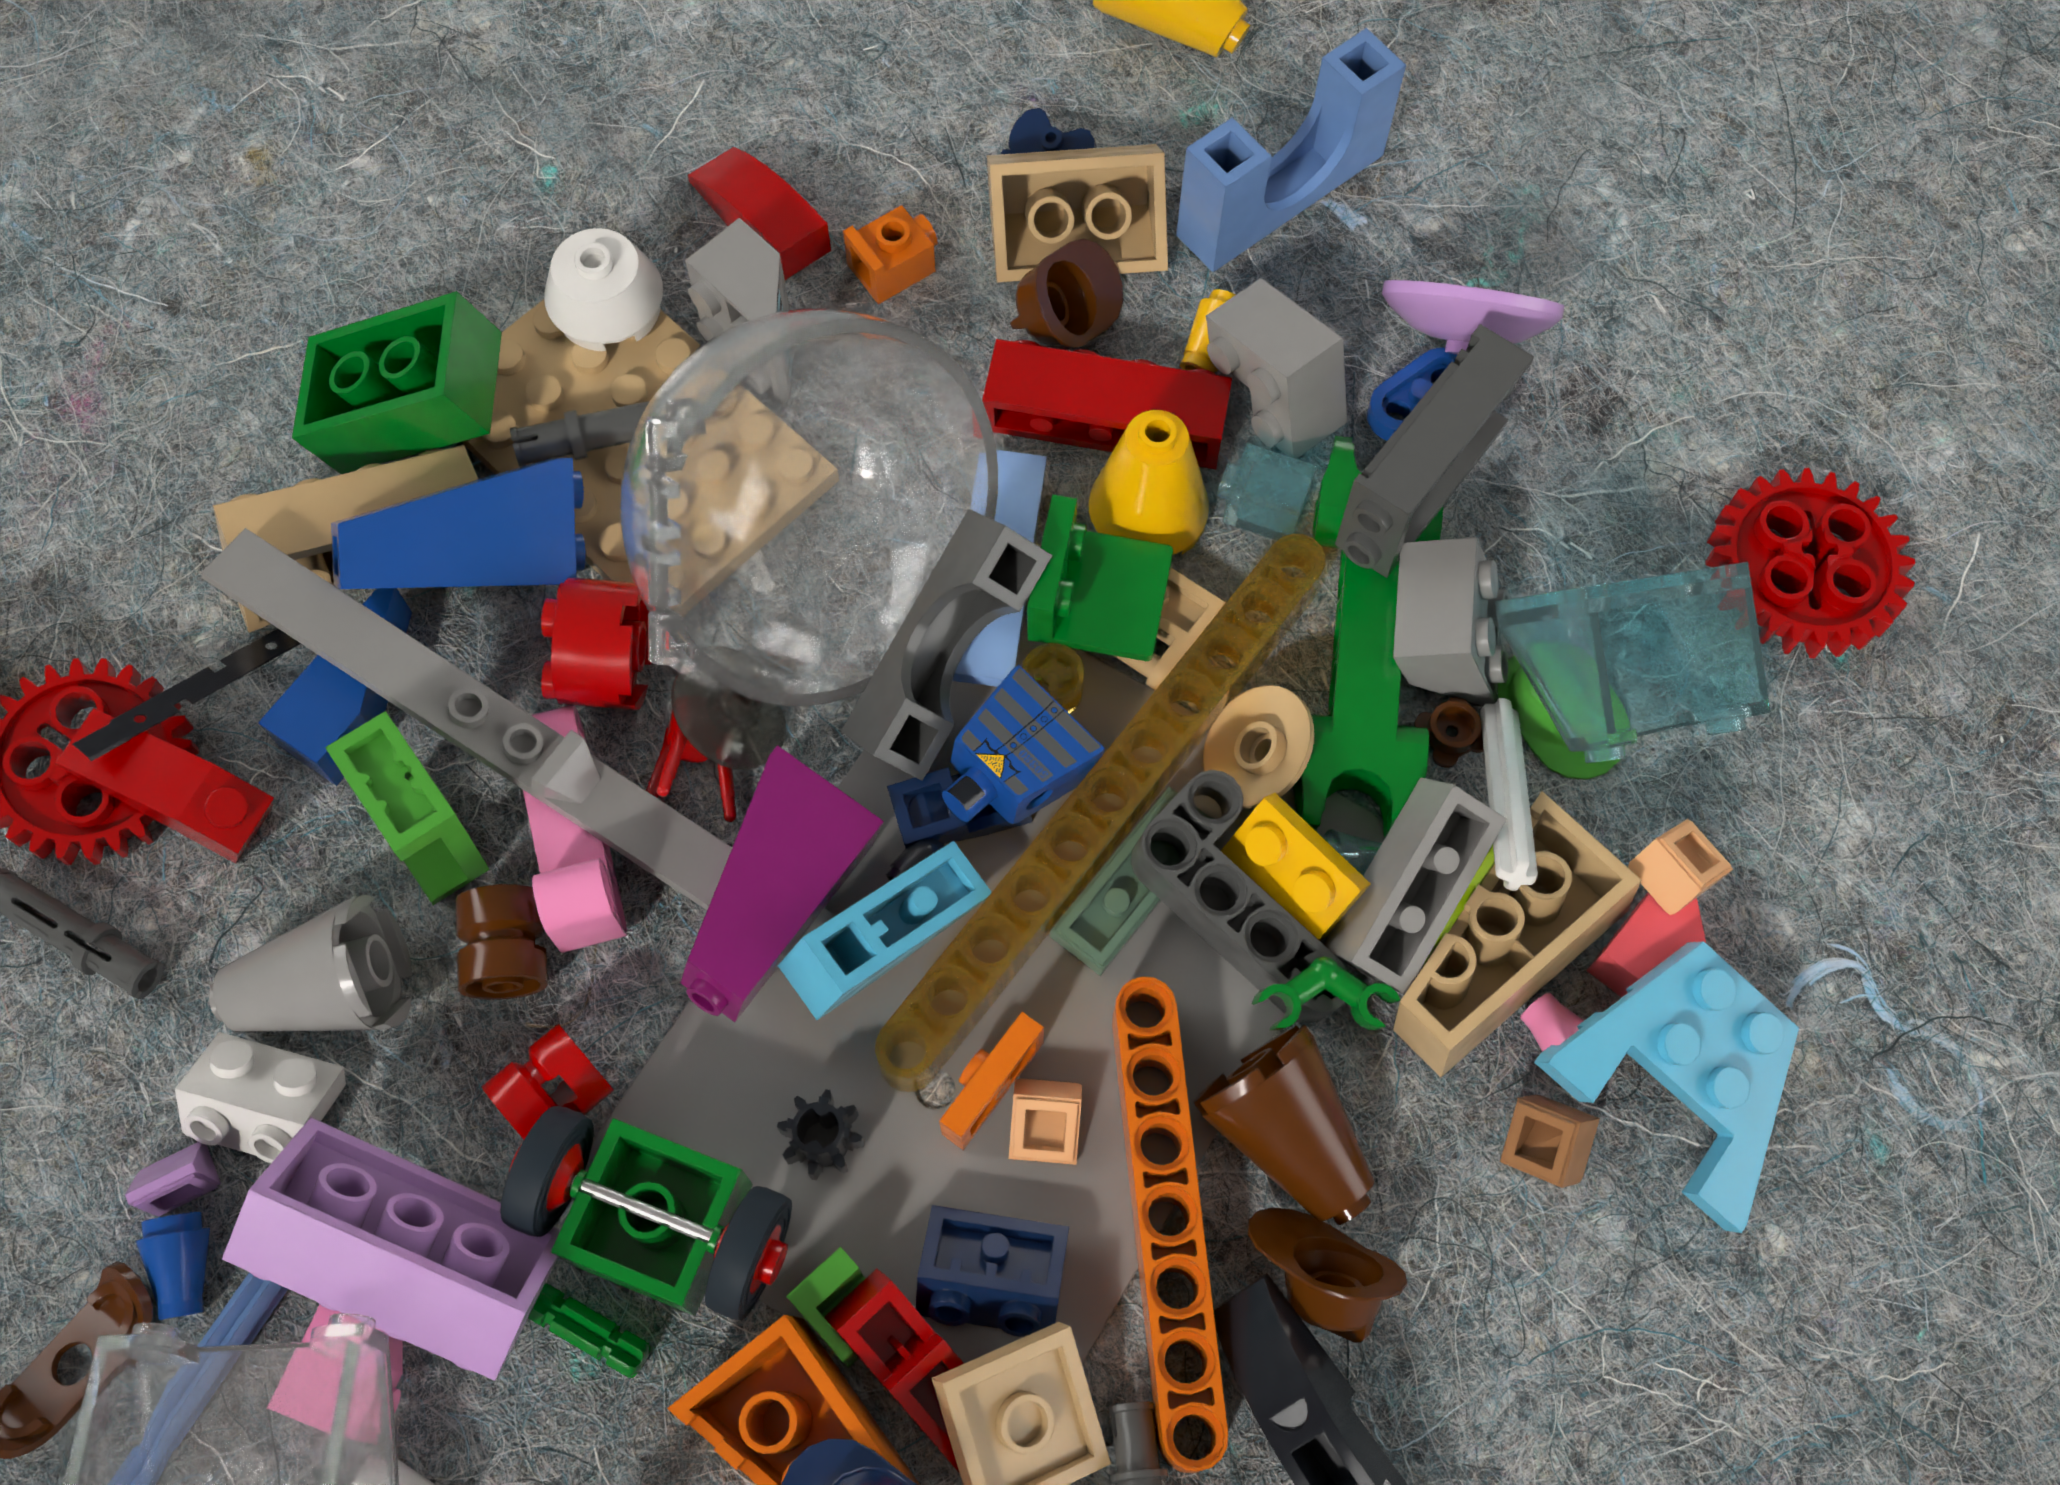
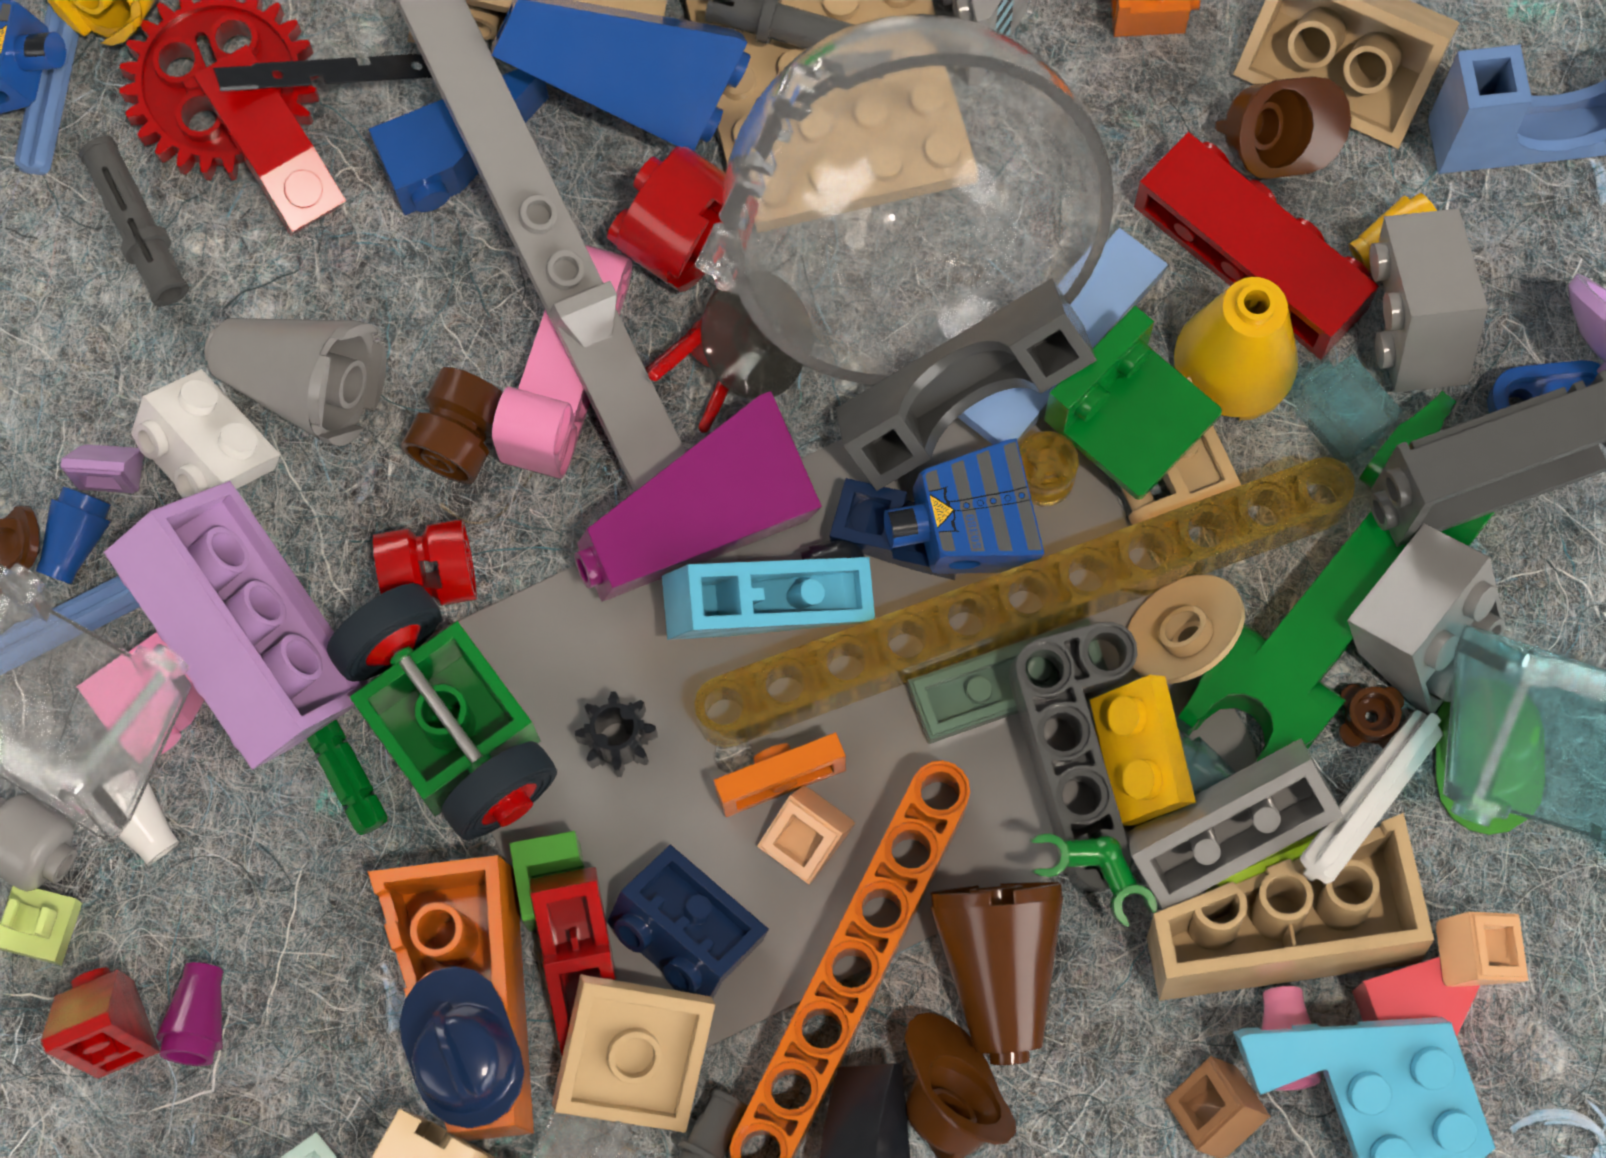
camera: 35 degrees right, 5 degrees up
(407, 807) = (443, 271): bright green panel -> none

